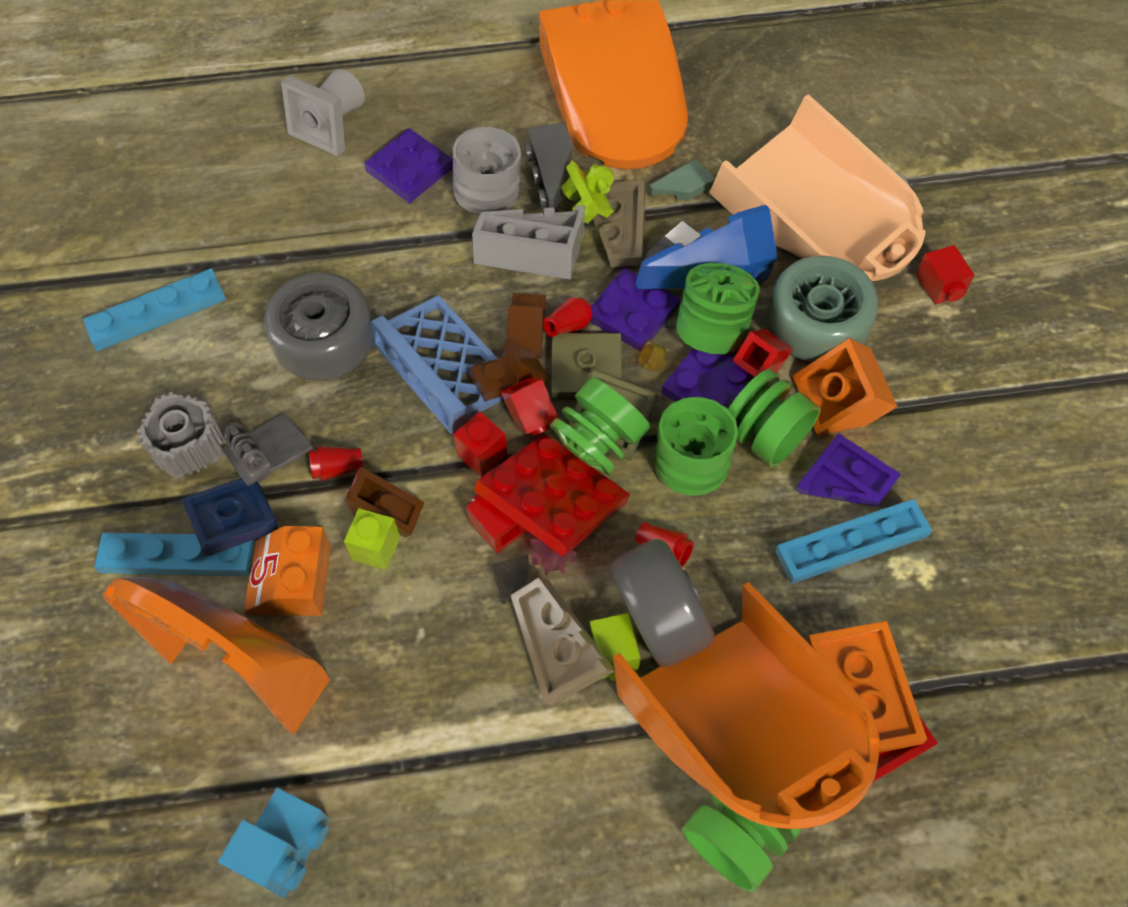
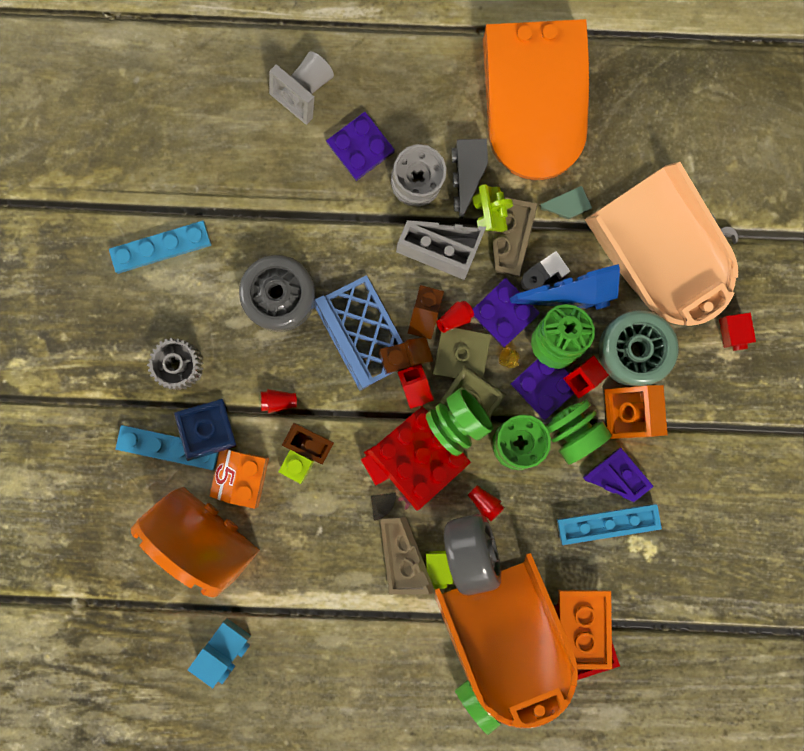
camera: 10 degrees right, 25 degrees up
(263, 449) = (232, 383): flat silver hinge -> none
(480, 444) = (377, 409): red brick -> none

